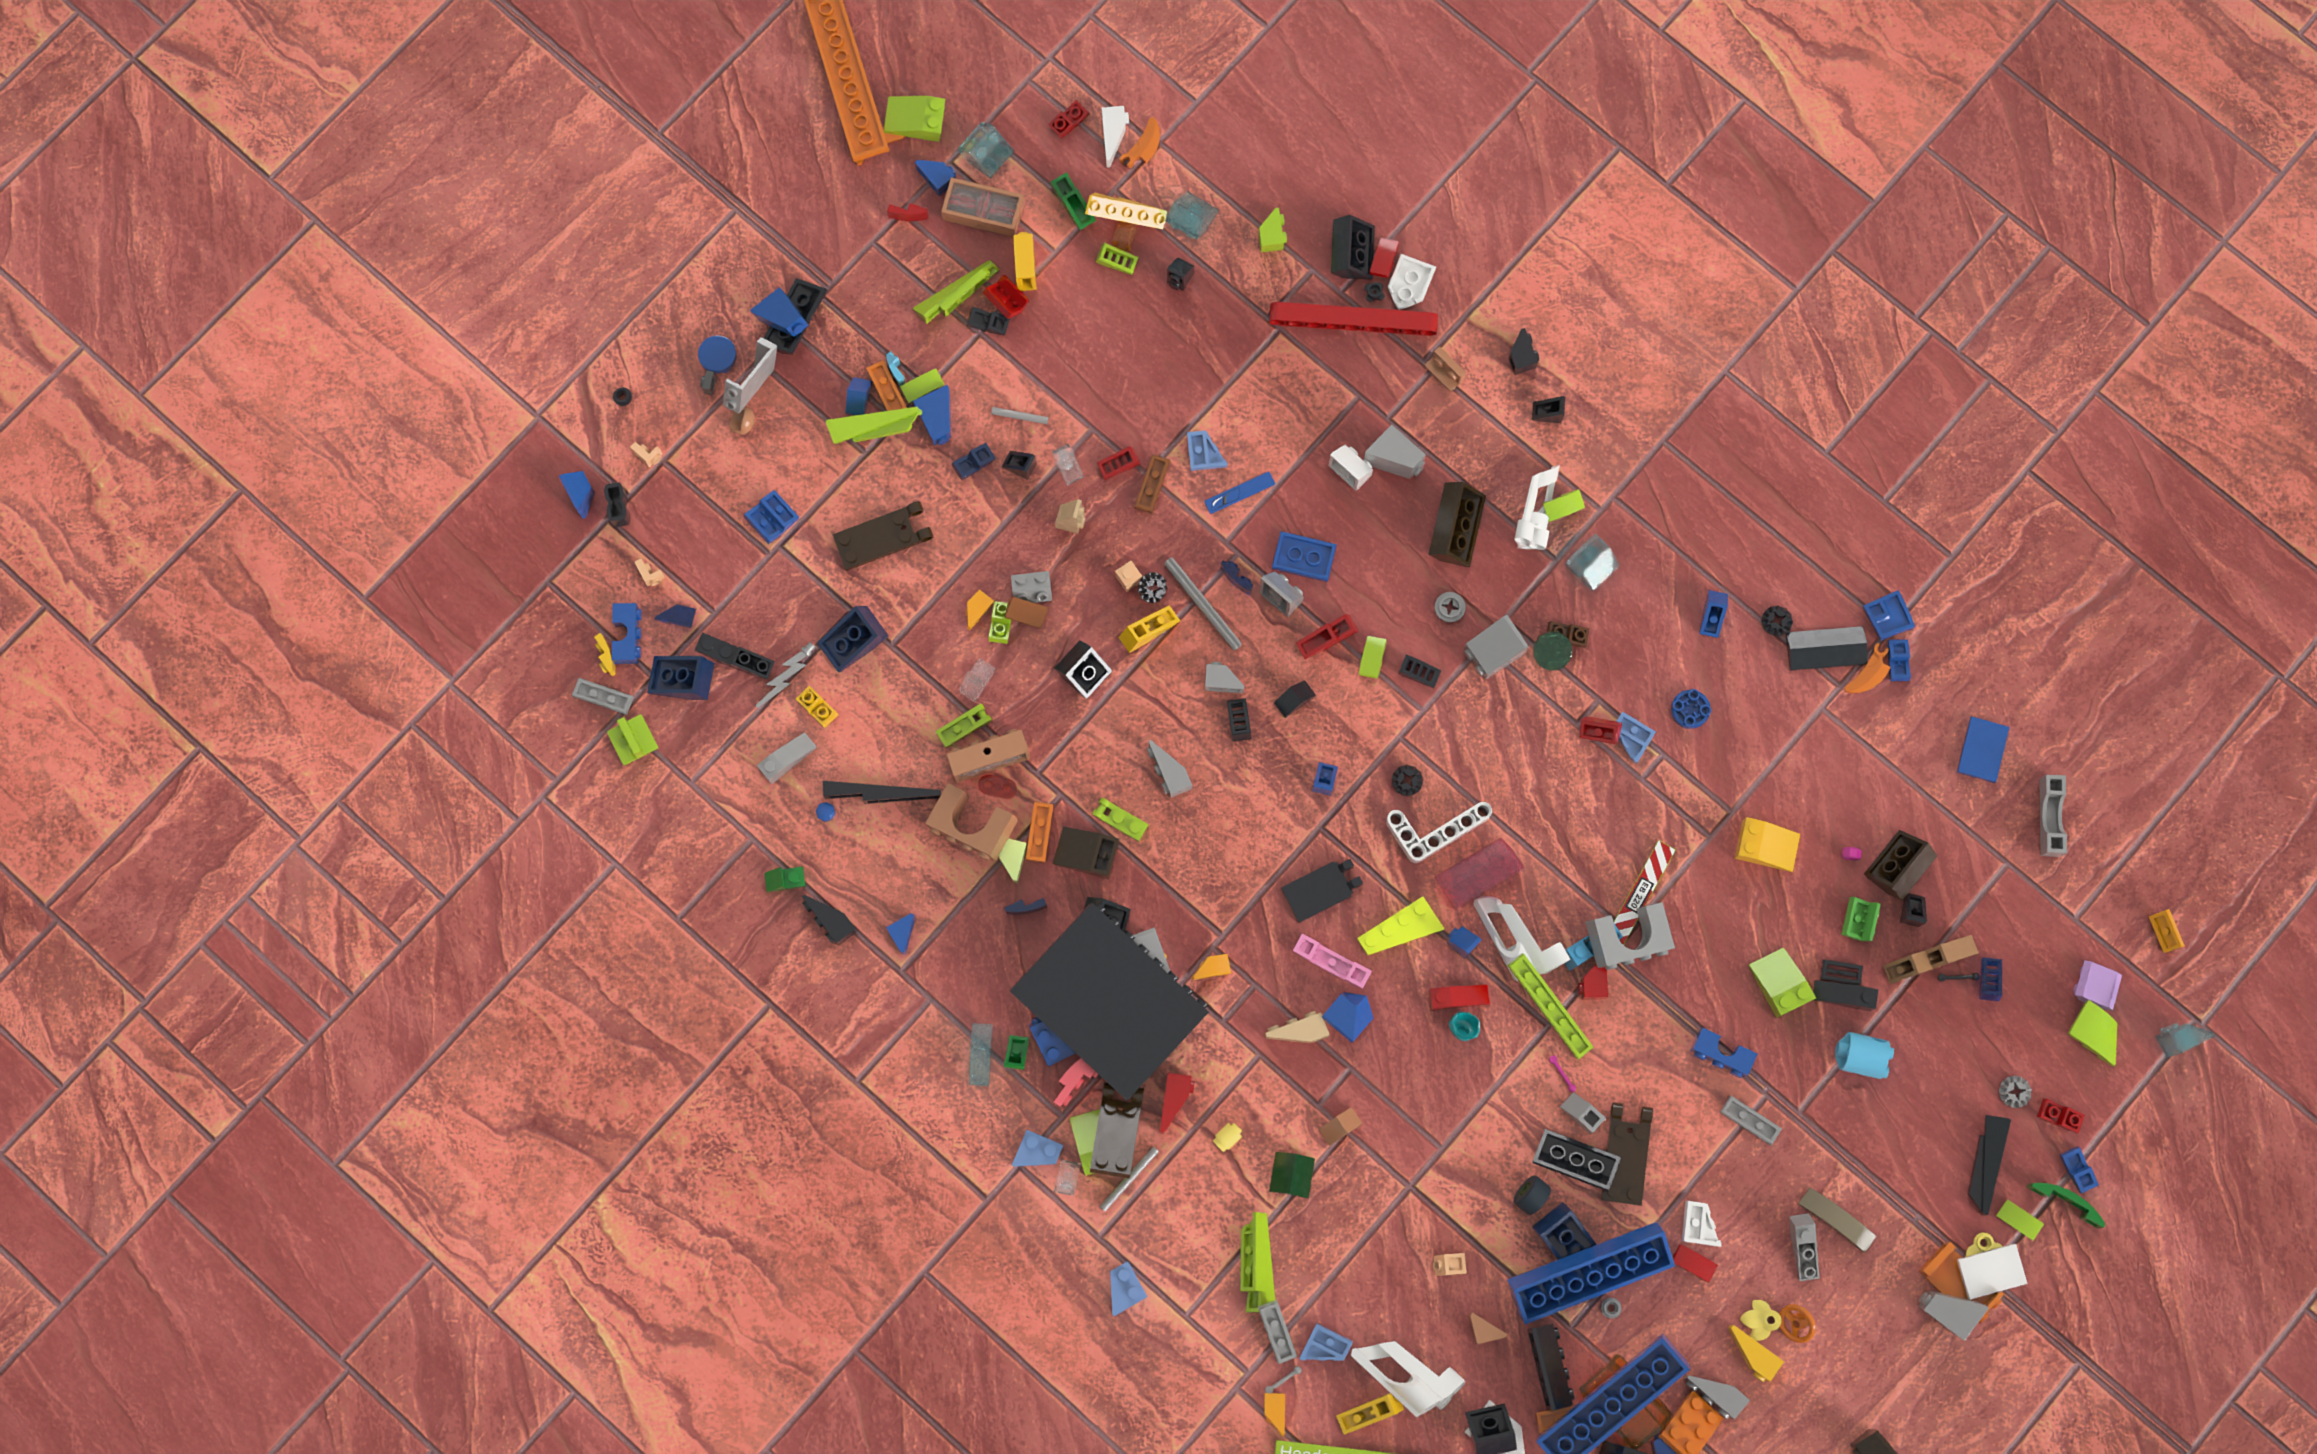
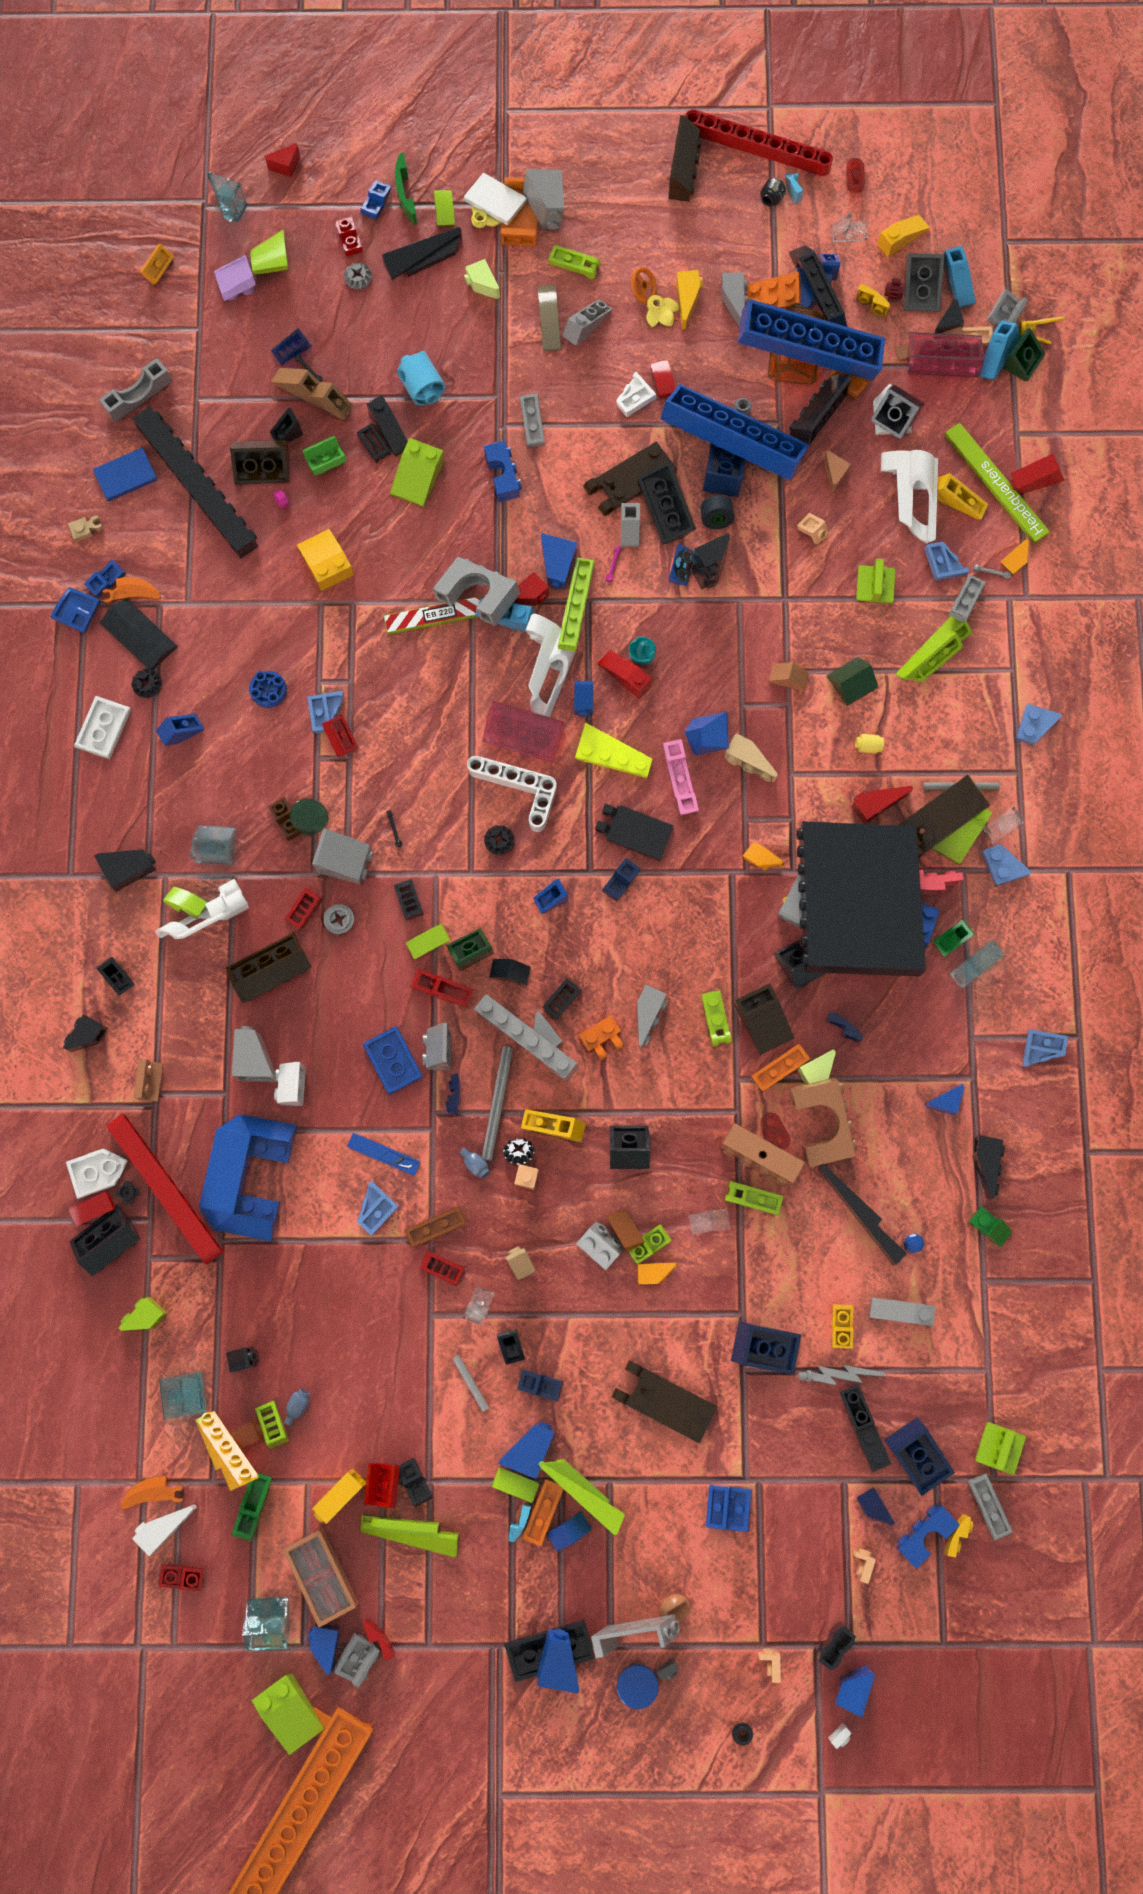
camera: 130 degrees left, 0 degrees up
(559, 458) = (840, 1736): none -> white plate
(874, 1044) = (1043, 1046): none -> medium blue wing
(907, 187) = (357, 1659): none -> light grey bracket
(1113, 286) = (297, 1406): none -> sand blue plant
(1172, 549) = (475, 1163): none -> sand blue plant
(1187, 722) = (599, 1034): none -> orange plate
(1204, 665) = (527, 1038): none -> light grey arch
(1291, 844) = (621, 879): none -> dark blue slope
(1339, 683) = (470, 949): none -> dark green slope
(1340, 389) = (227, 1171): none -> blue slope
(1356, 1271) = (875, 583): none -> lime bracket
(1484, 601) = (298, 904): none -> red slope
(1489, 1143) = (709, 561): none -> black slope
(1502, 715) = (398, 843): none -> black hinge
(1512, 1126) = (681, 565): none -> slope
(1603, 1028) = (558, 559): none -> blue slope
(1632, 483) = (125, 866): none -> black slope
(1767, 558) = (102, 727): none -> white tile
(1873, 1287) = (574, 261): none -> lime plate
(1921, 1191) = (482, 279): none -> yellowish green slope
(1926, 797) = (195, 482): none -> black brick
(1960, 677) = (82, 528): none -> tan plate
(2183, 1123) = (284, 160): none -> red slope

